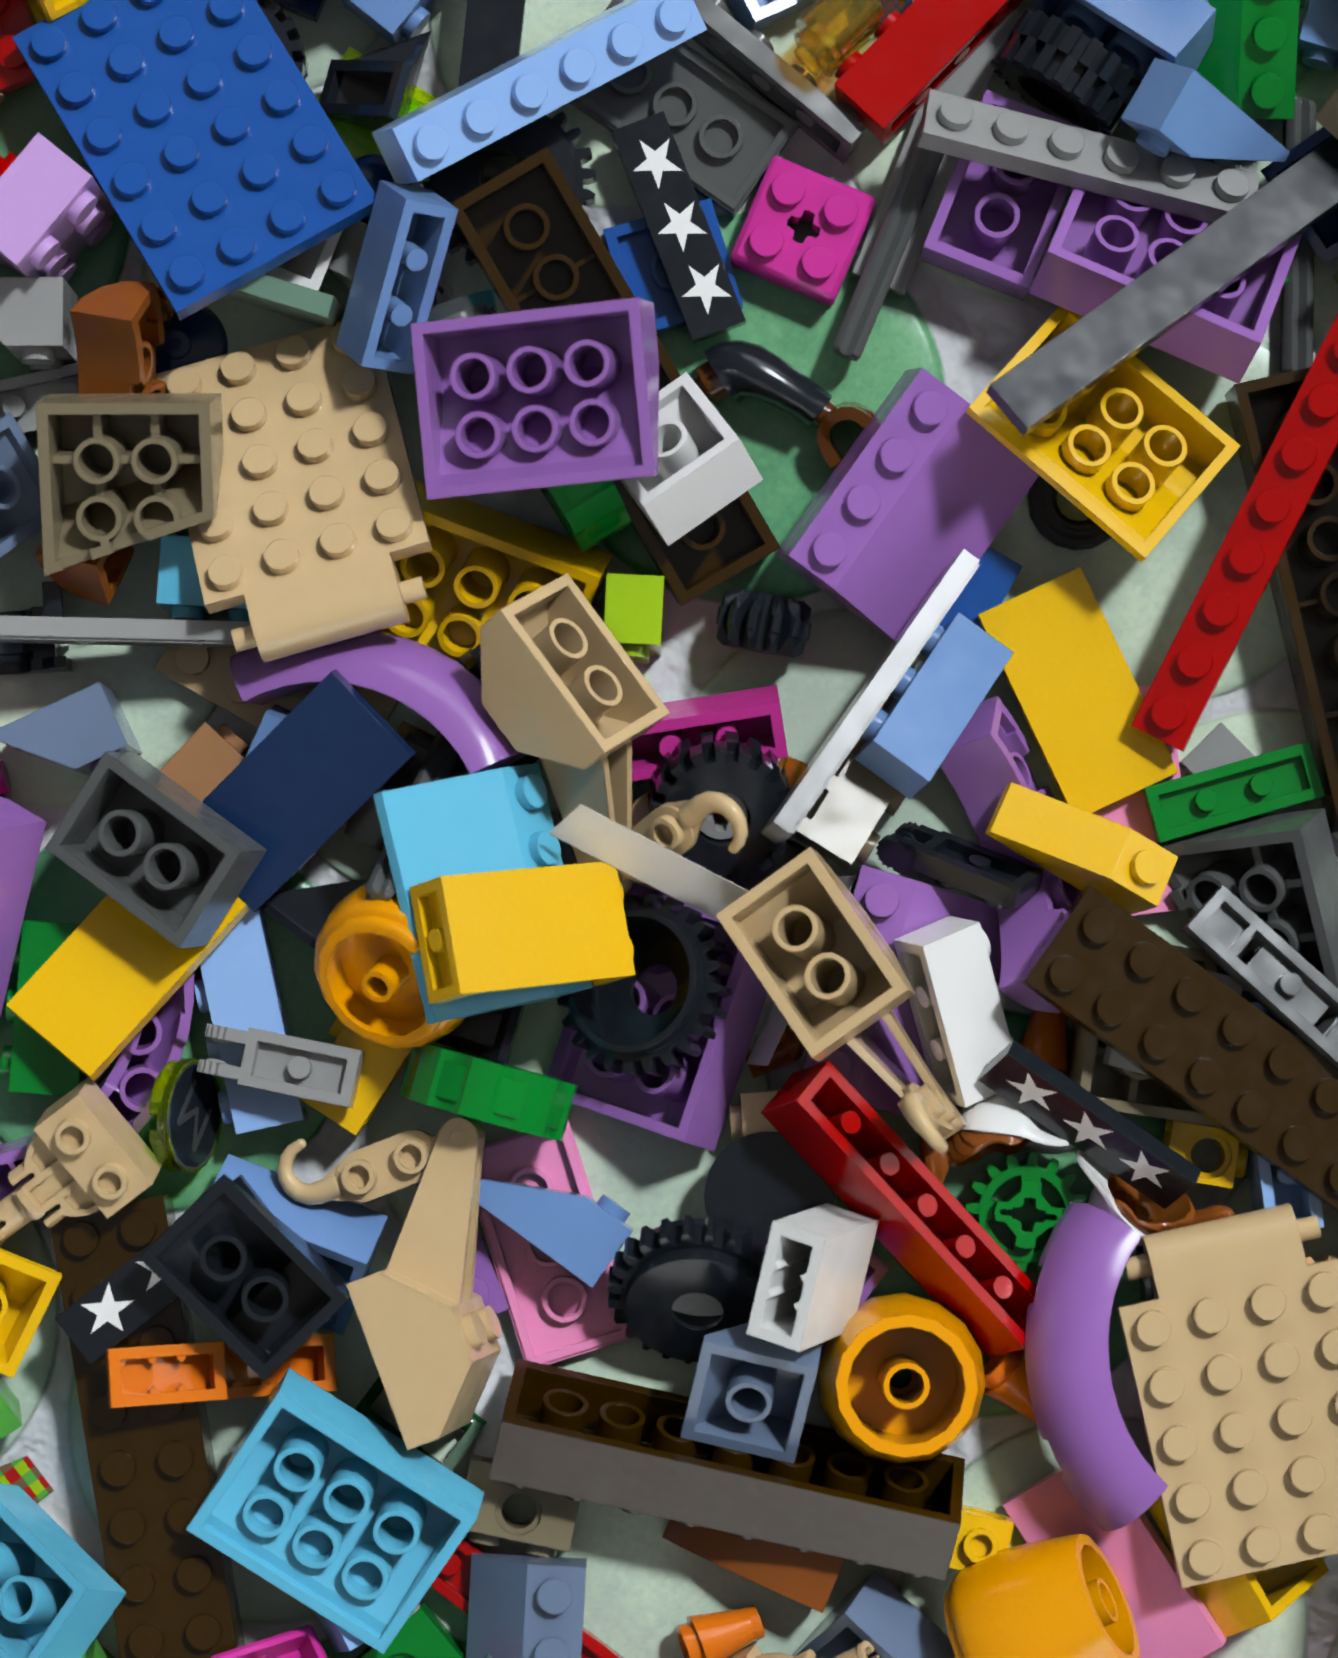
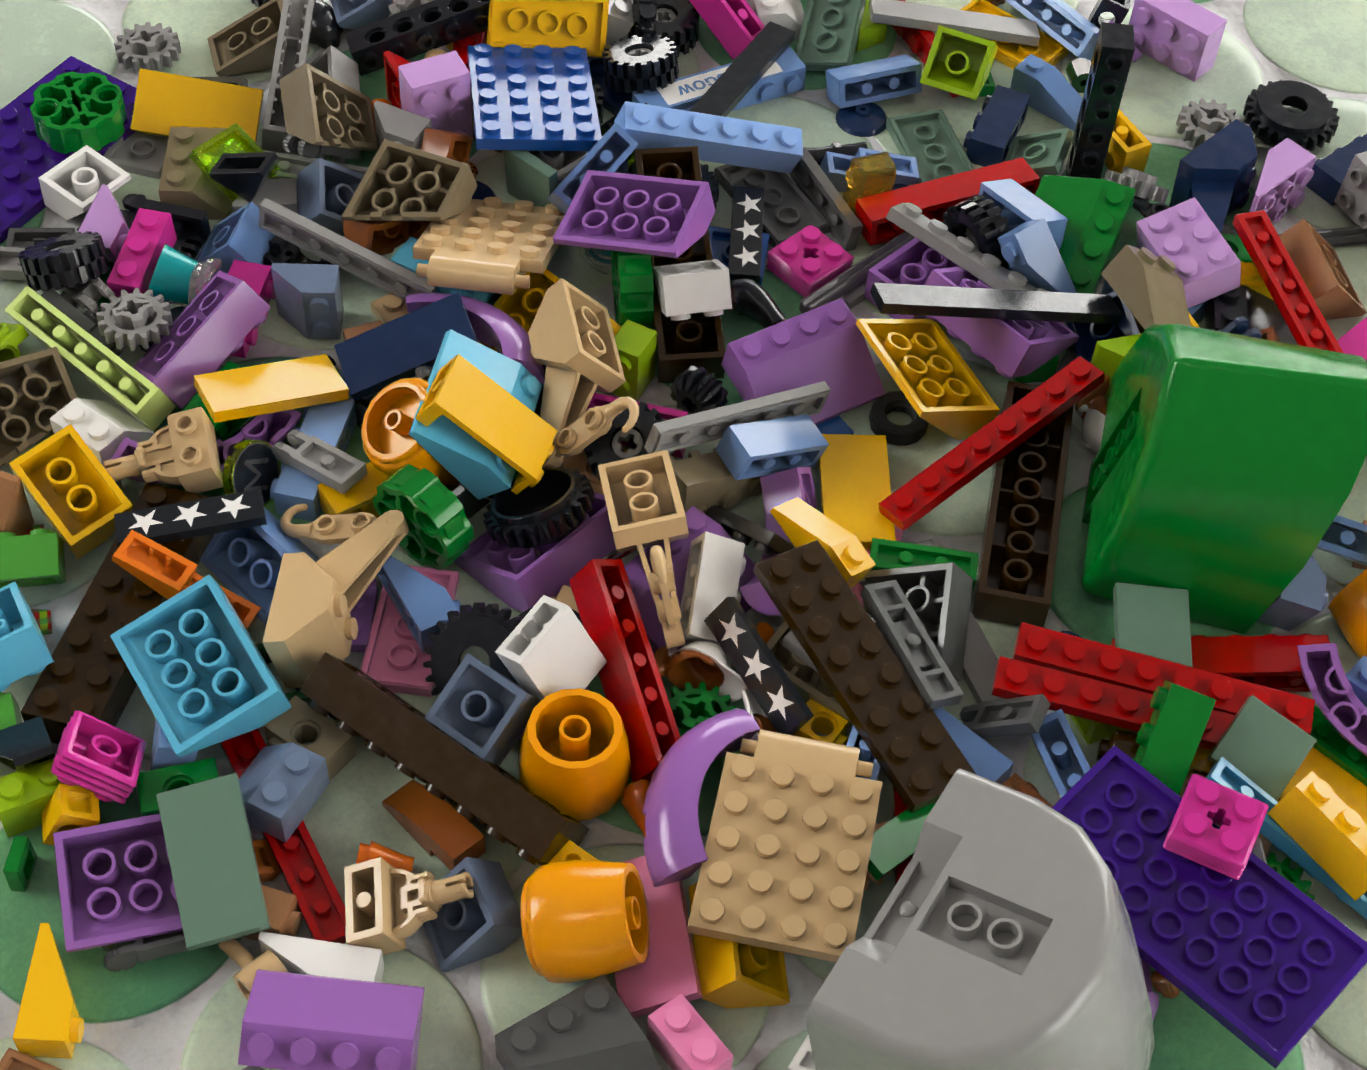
camera: 25 degrees right, 35 degrees down
(155, 849) = (319, 333): dark grey brick -> none
(246, 1275) = (232, 526): black slope -> none
(647, 861) = (572, 428): white sticker -> none

